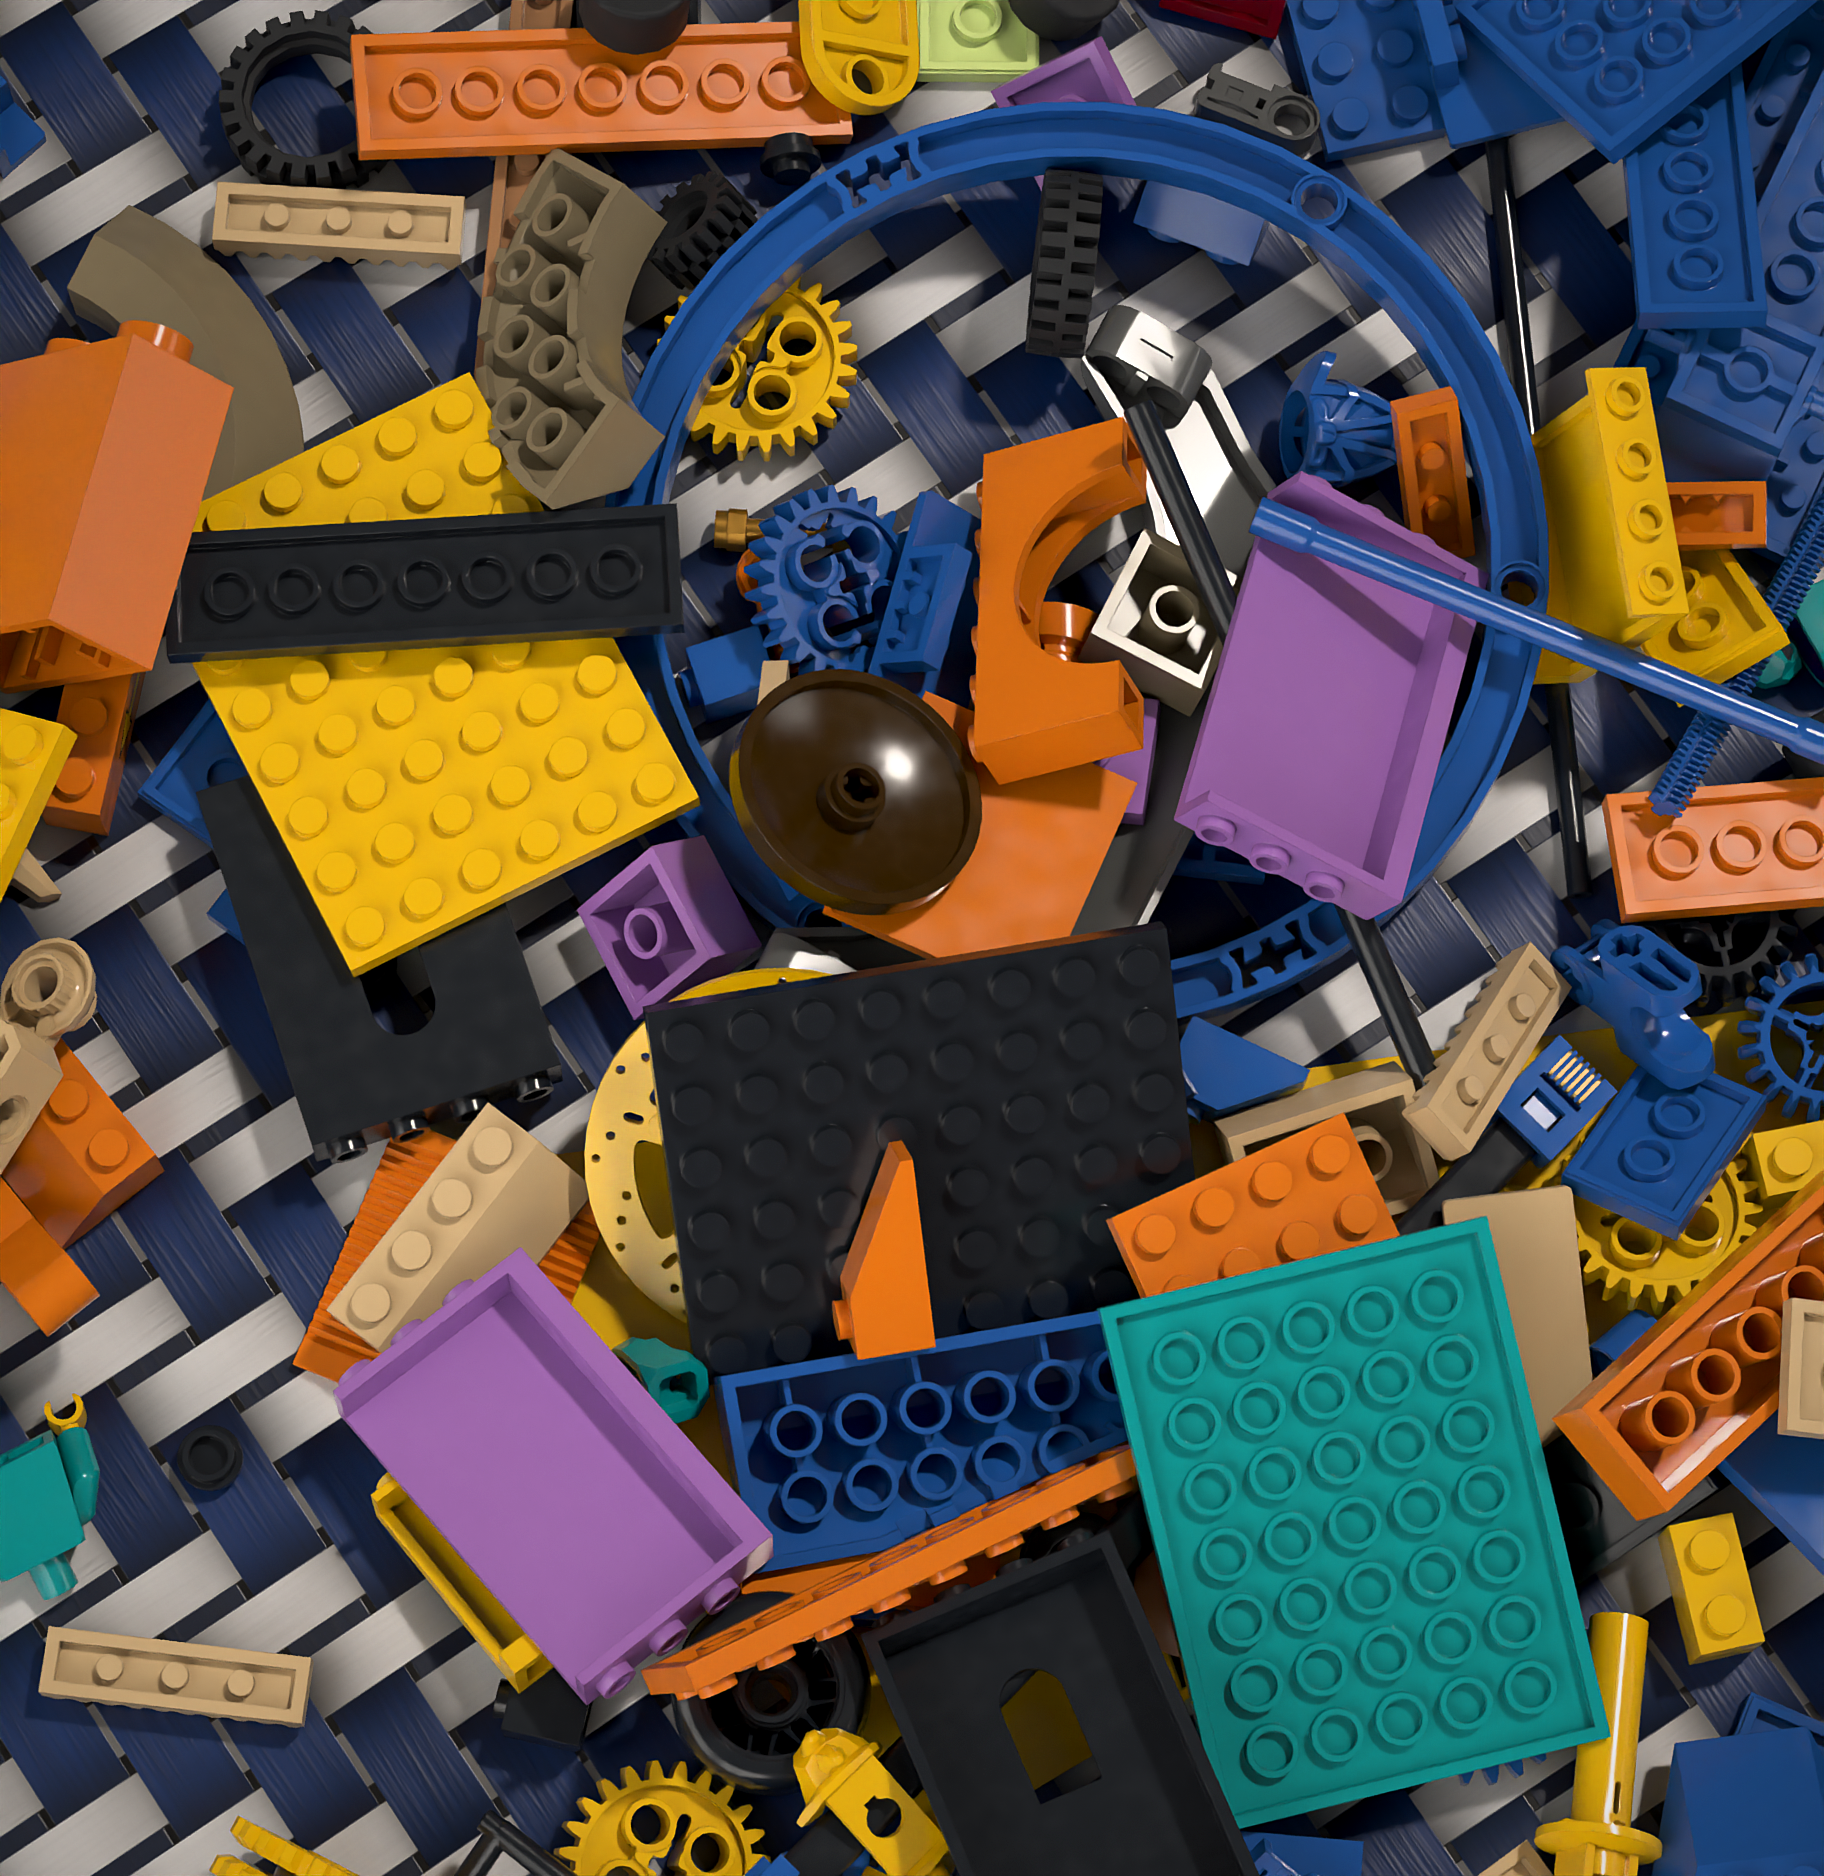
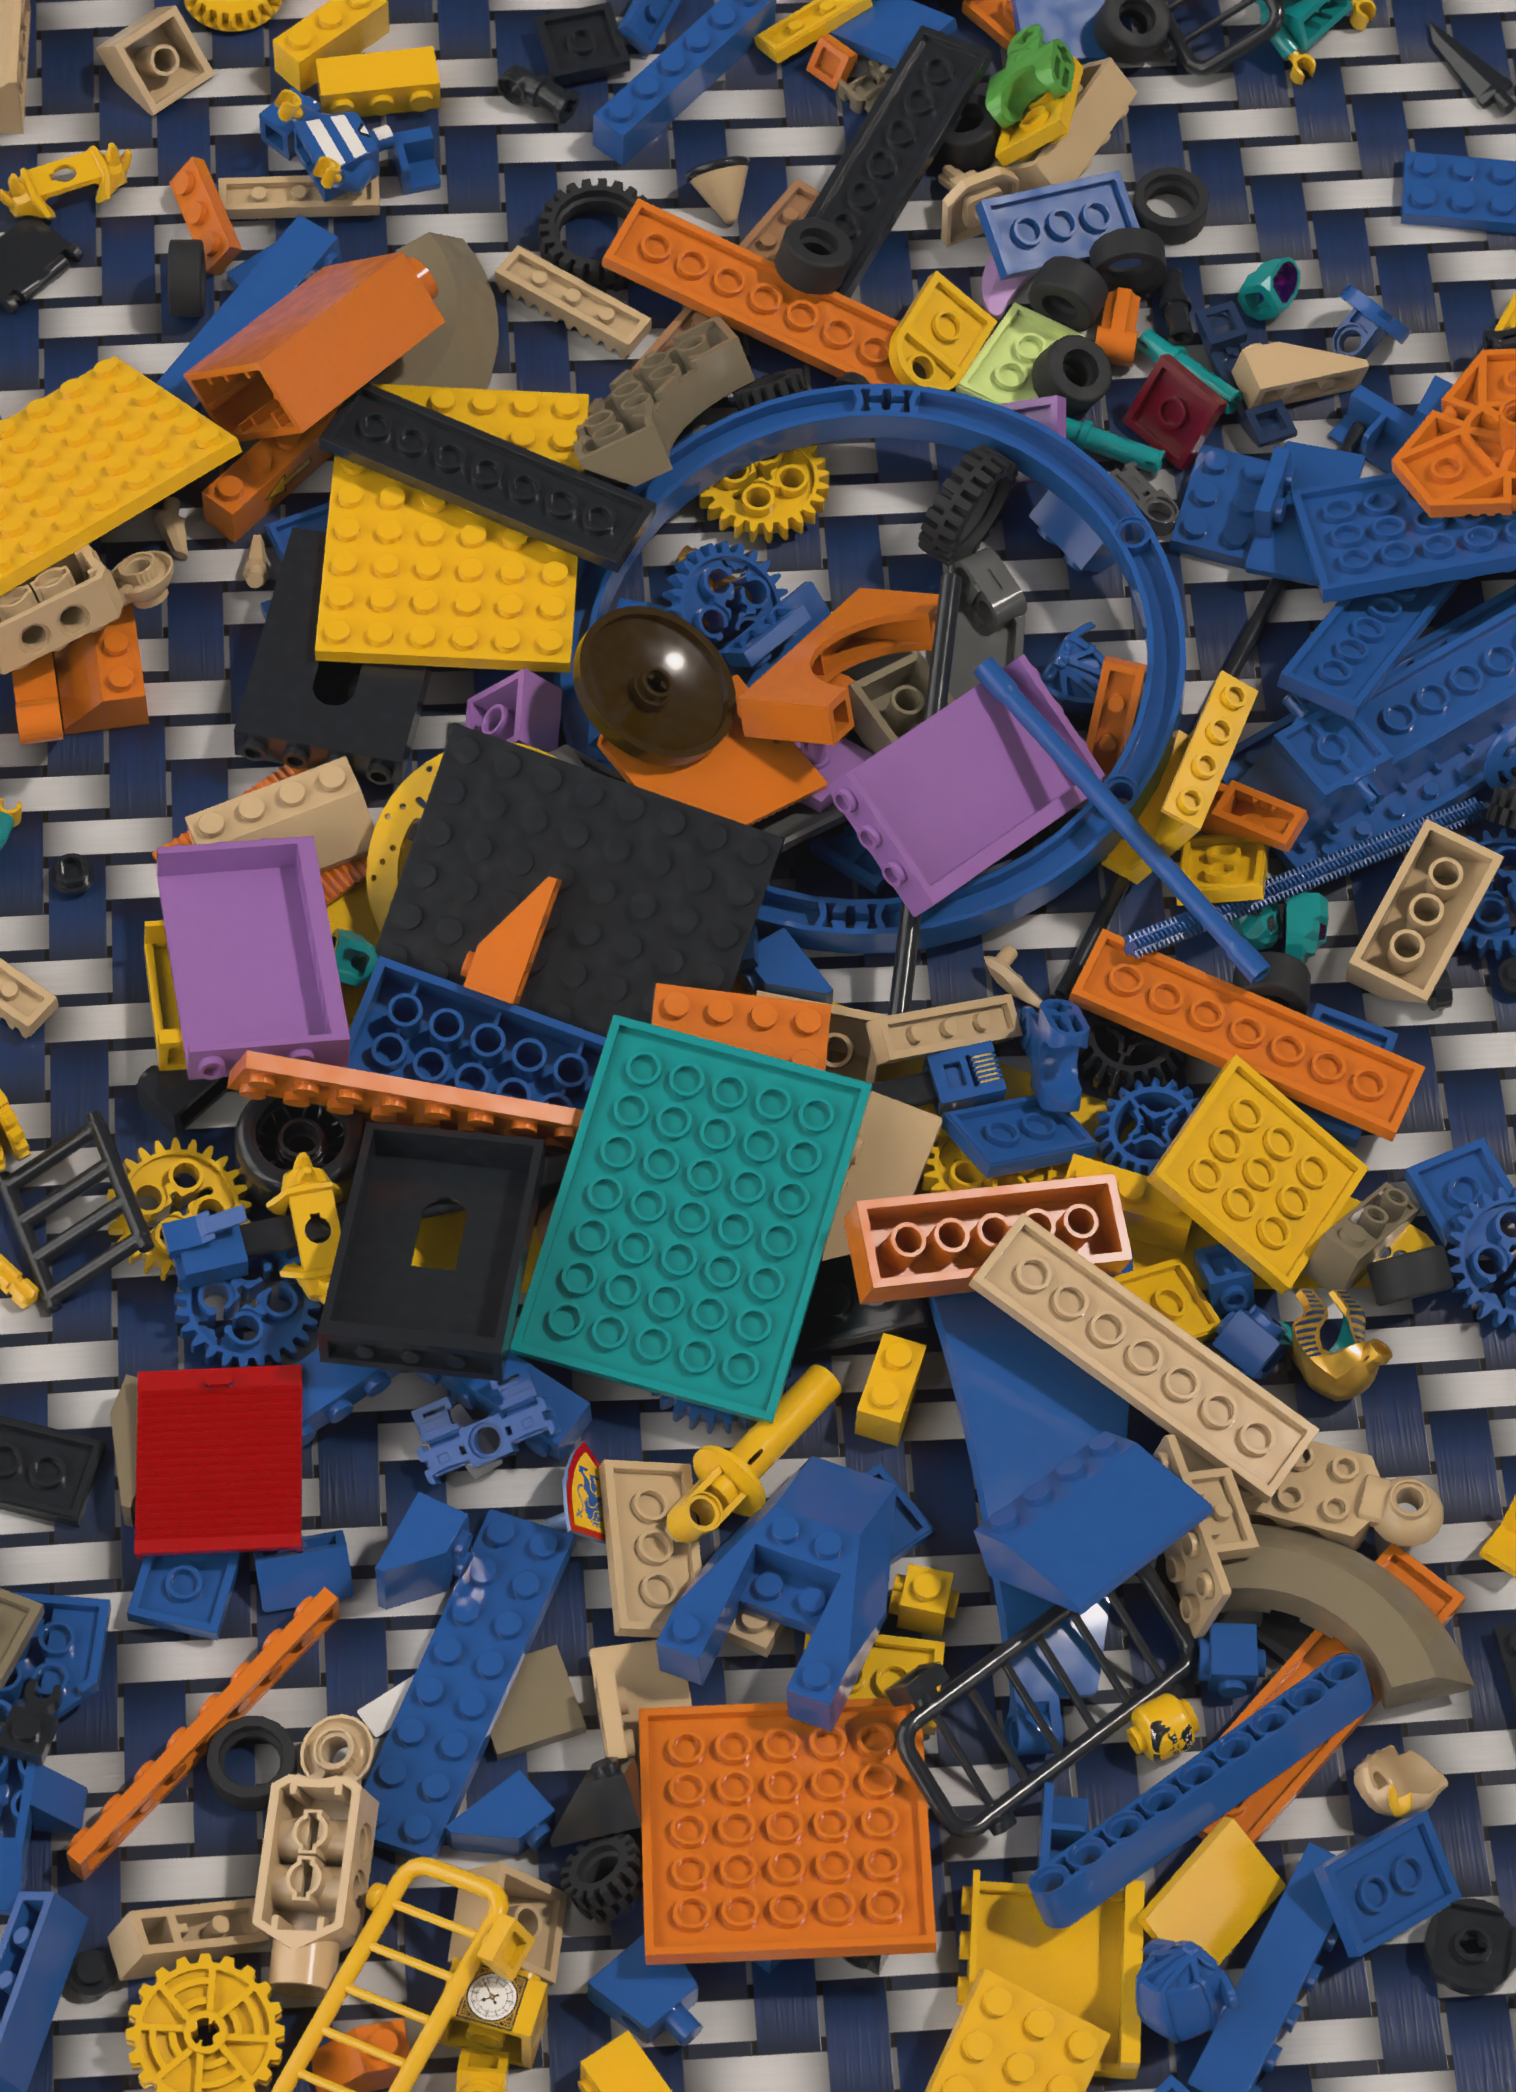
camera: 30 degrees right, 15 degrees down
(162, 857) = (256, 565): none -> tan bar
(1178, 52) = (1113, 446): none -> teal pin
(1504, 912) = (1009, 980): none -> tan bar

